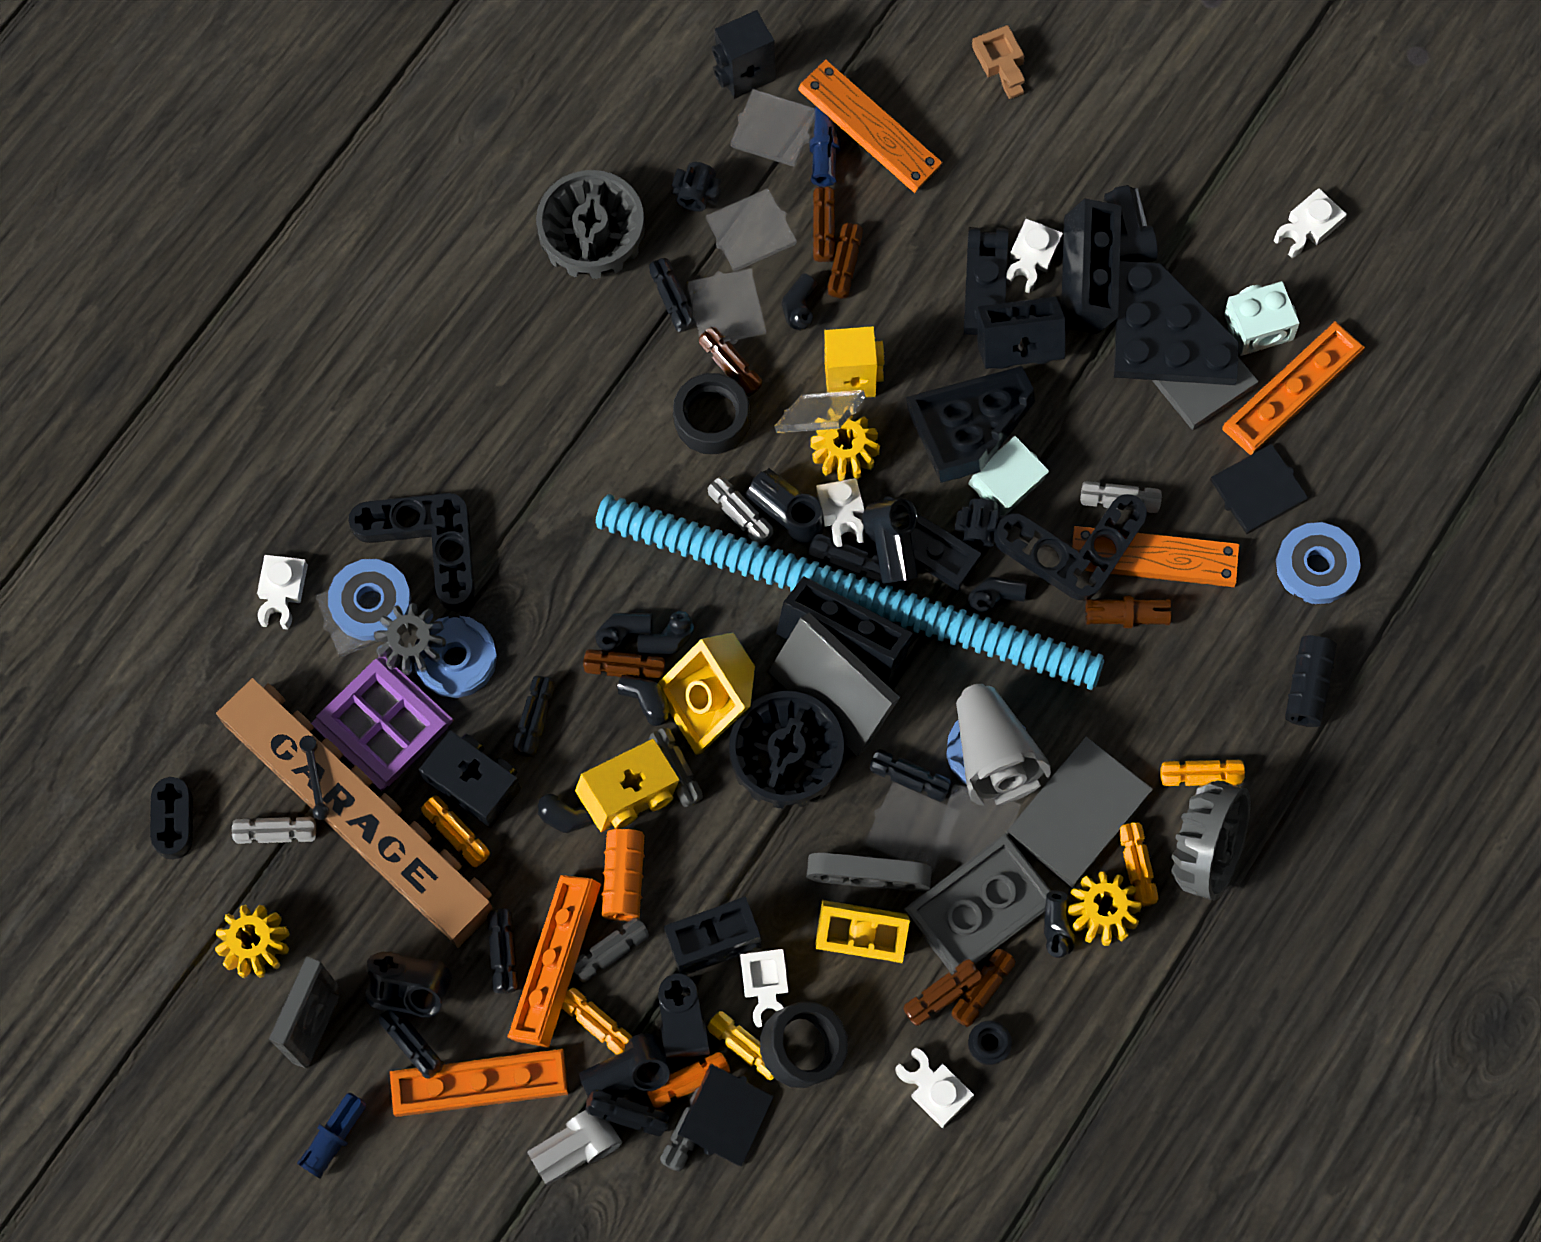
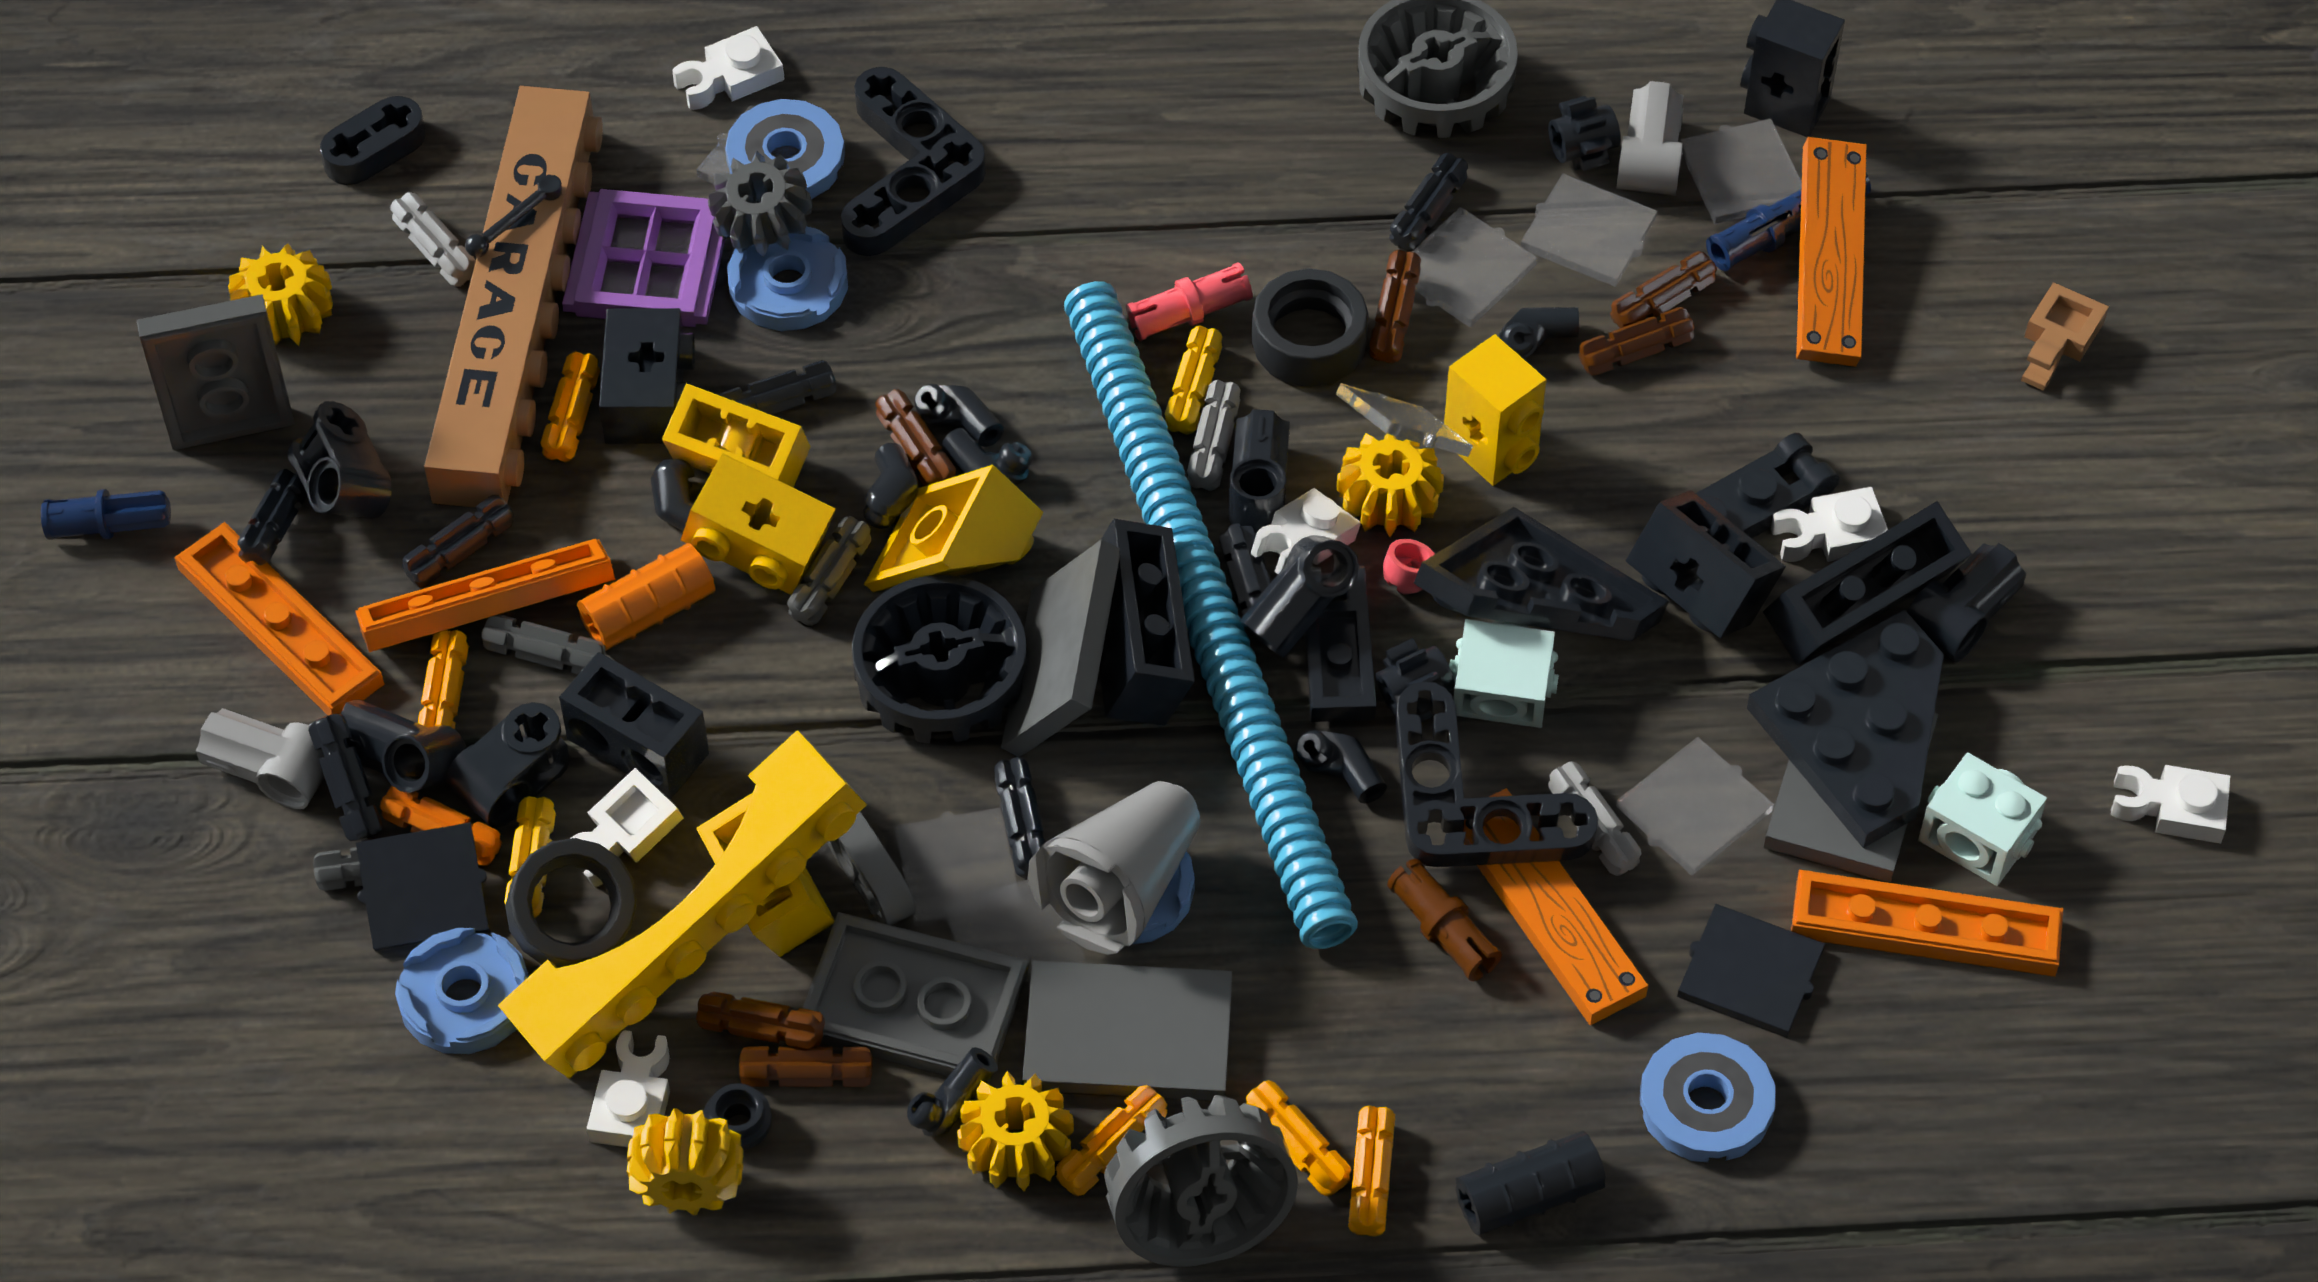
camera: 50 degrees right, 15 degrees down
(564, 760) = (713, 425): none -> yellow brick
(644, 461) = (1189, 301): none -> coral pin
(695, 495) = (1193, 380): none -> yellow axle
(734, 165) = (1652, 148): none -> light grey piece
(800, 1161) = (440, 962): none -> medium blue tile
(871, 1086) = (583, 1006): none -> yellow arch
(906, 465) = (1399, 562): none -> coral hinge
(1010, 1088) = (685, 1161): none -> yellow gear
(1145, 444) = (1694, 805): none -> clear piece
(1246, 750) = (1371, 1171): none -> light orange axle

